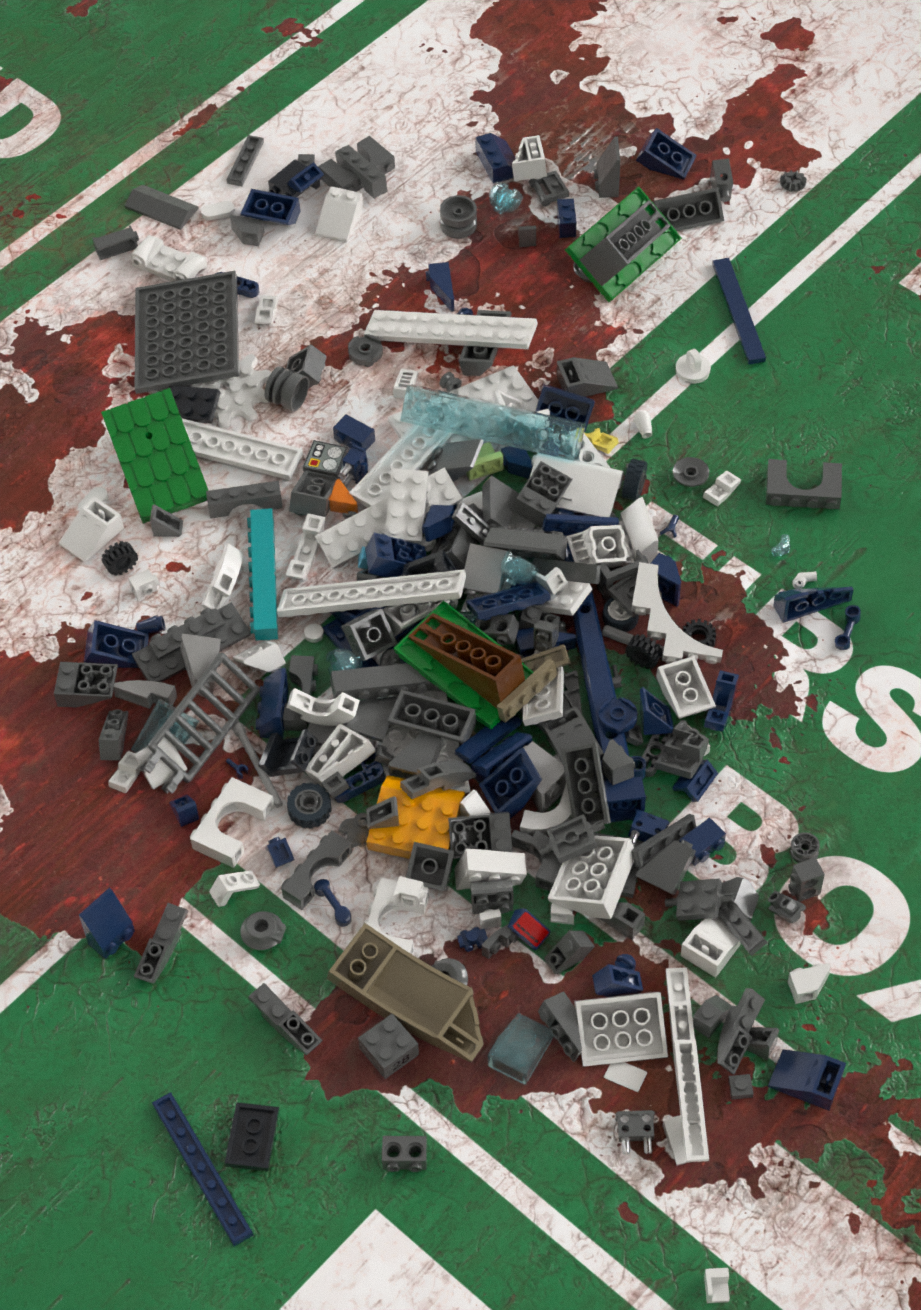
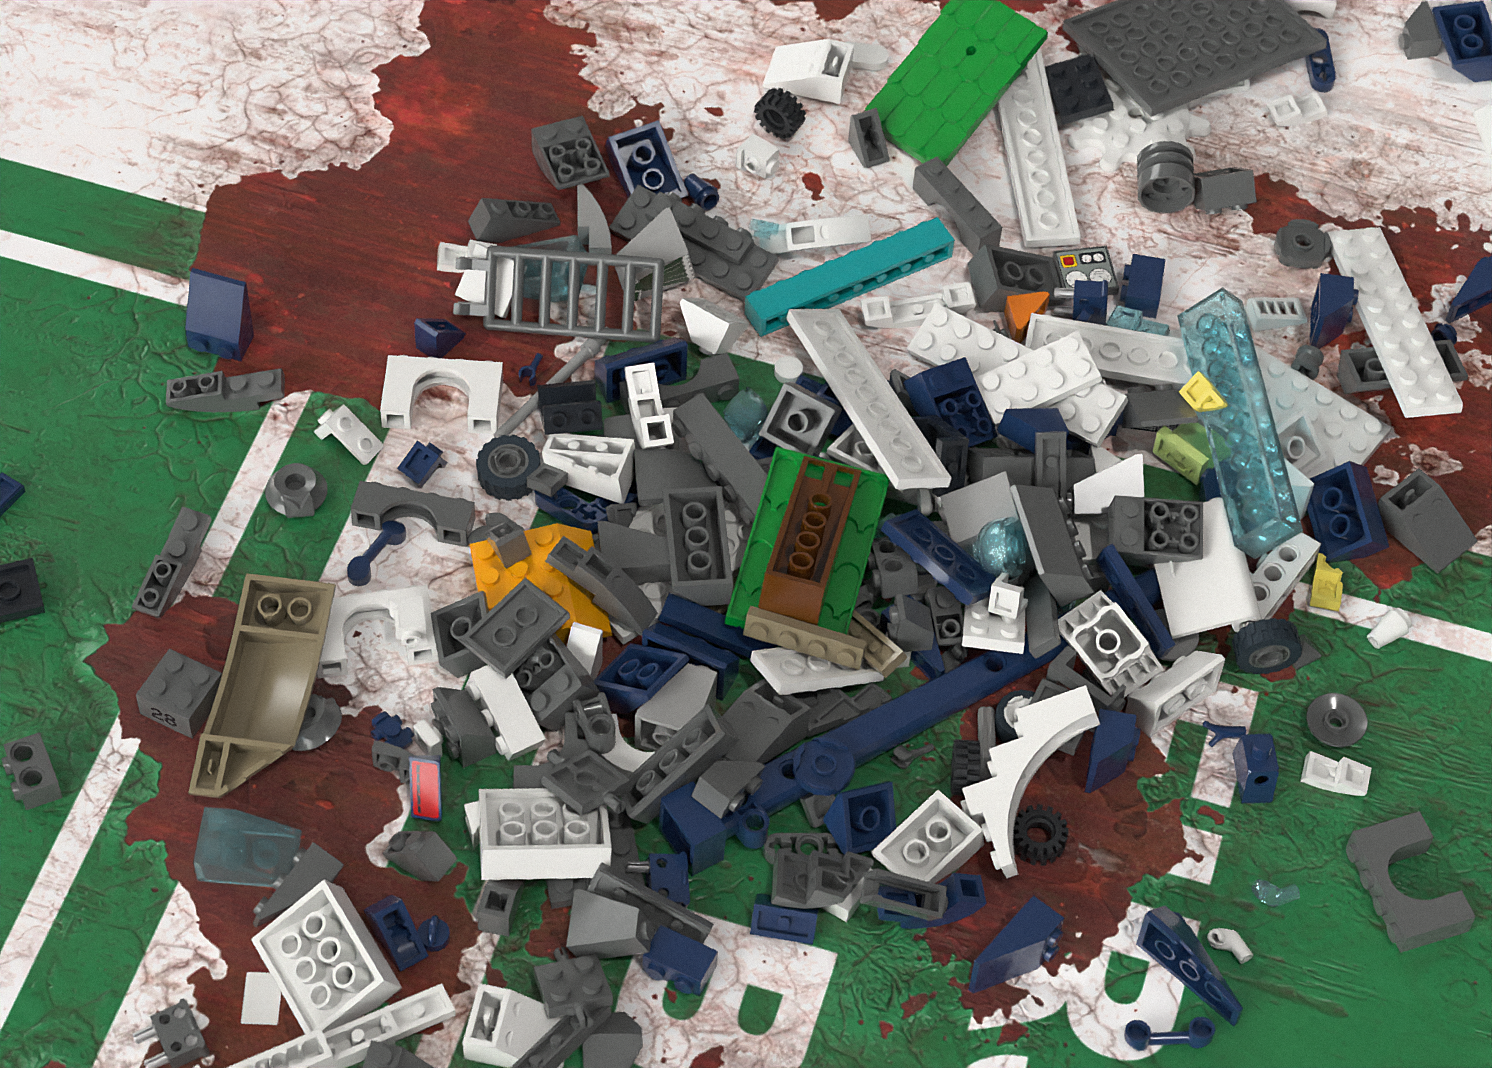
camera: 60 degrees right, 0 degrees up
(210, 599) = (763, 229): none -> clear light blue plate
(377, 451) = (1133, 320): none -> clear light blue slope
(424, 355) = (1331, 308): none -> dark blue slope
(452, 832) = (515, 628): none -> dark grey tile
(467, 430) = (1202, 394): none -> light yellow slope
(529, 819) = (595, 718): none -> dark grey piece
(705, 518) = (1253, 758): none -> dark blue torso
(727, 699) = (933, 900): none -> dark grey window
(768, 670) = (1019, 947): none -> dark blue slope

